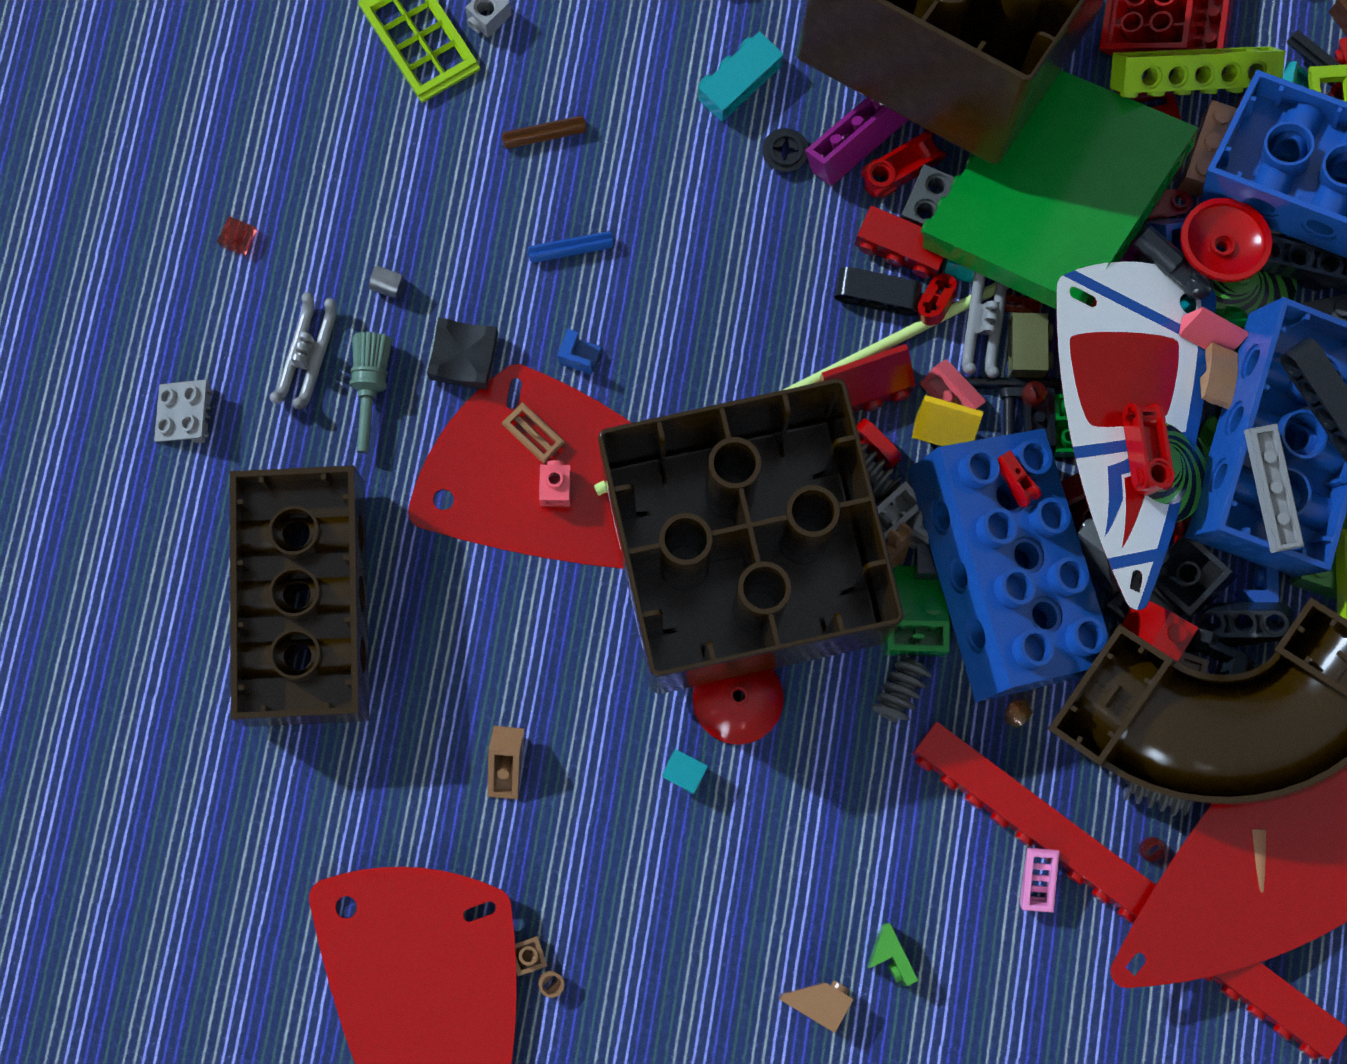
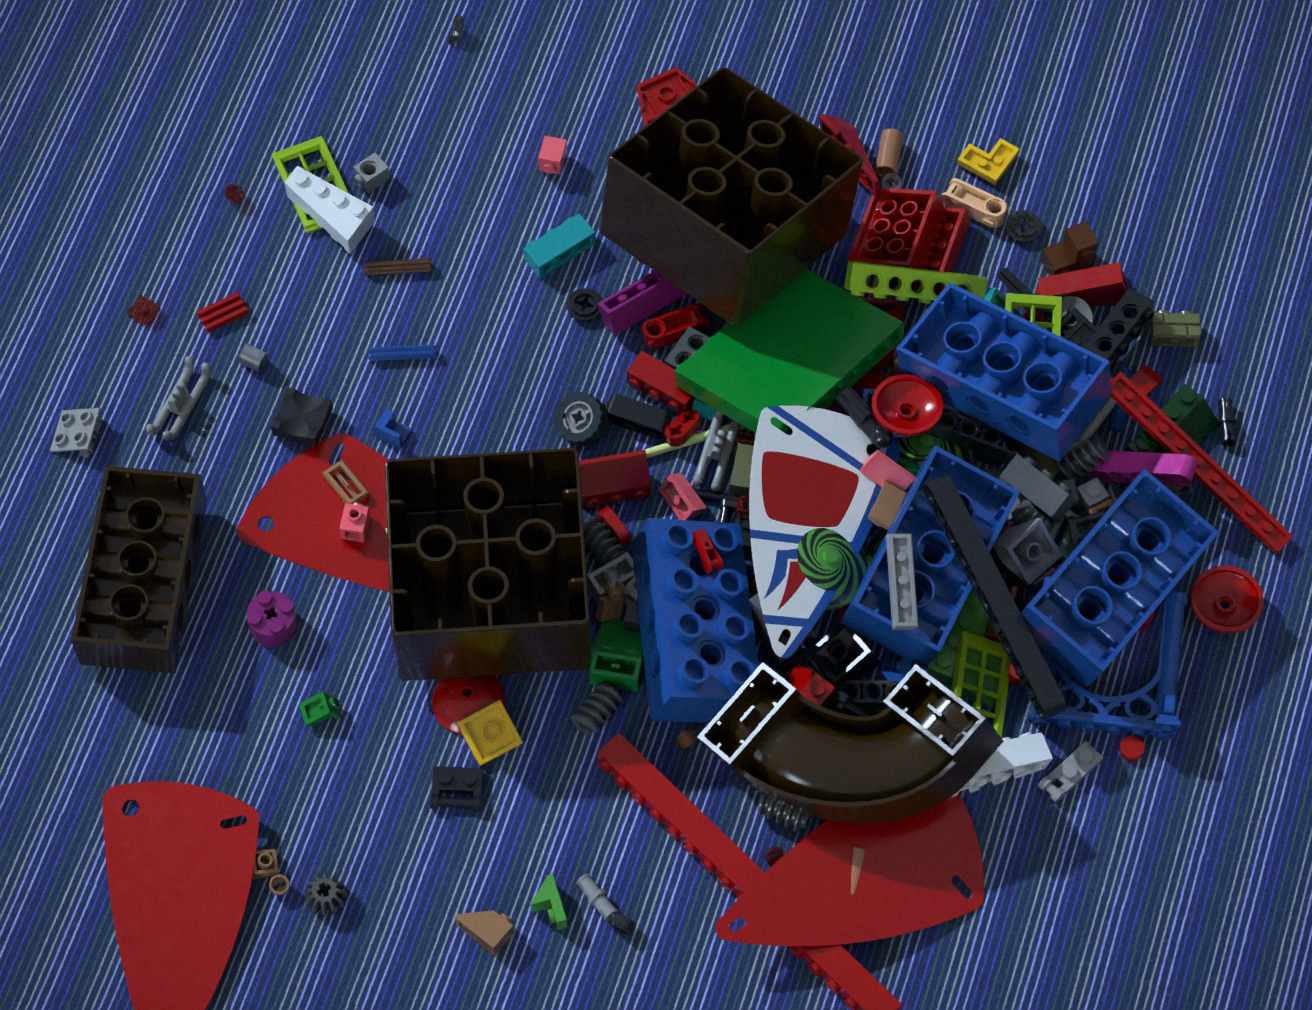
camera: 10 degrees right, 15 degrees down
(317, 60) = (231, 191): none -> clear red hinge
(329, 216) = (221, 309): none -> red tile
(368, 377) = (225, 424): sand green piece -> none
(447, 66) = (333, 209): none -> white wedge
(468, 615) = (272, 618): none -> magenta brick
(505, 762) = (275, 718): medium nougat slope -> none
(558, 740) = (320, 708): none -> green bracket
(621, 988) = (322, 903): none -> dark grey gear
(684, 771) = (415, 744): teal panel -> none
(742, 809) = (456, 781): none -> black plate
(774, 741) = (489, 732): none -> yellow plate
(812, 307) = (581, 419): none -> black wheel
(945, 422) = (667, 507): yellow slope -> none
(946, 938) = (597, 897): none -> light grey pin
(984, 969) = (623, 924): none -> black axle
(1034, 903) = (687, 862): bright pink slope -> none
(1148, 448) = (811, 542): red piece -> none

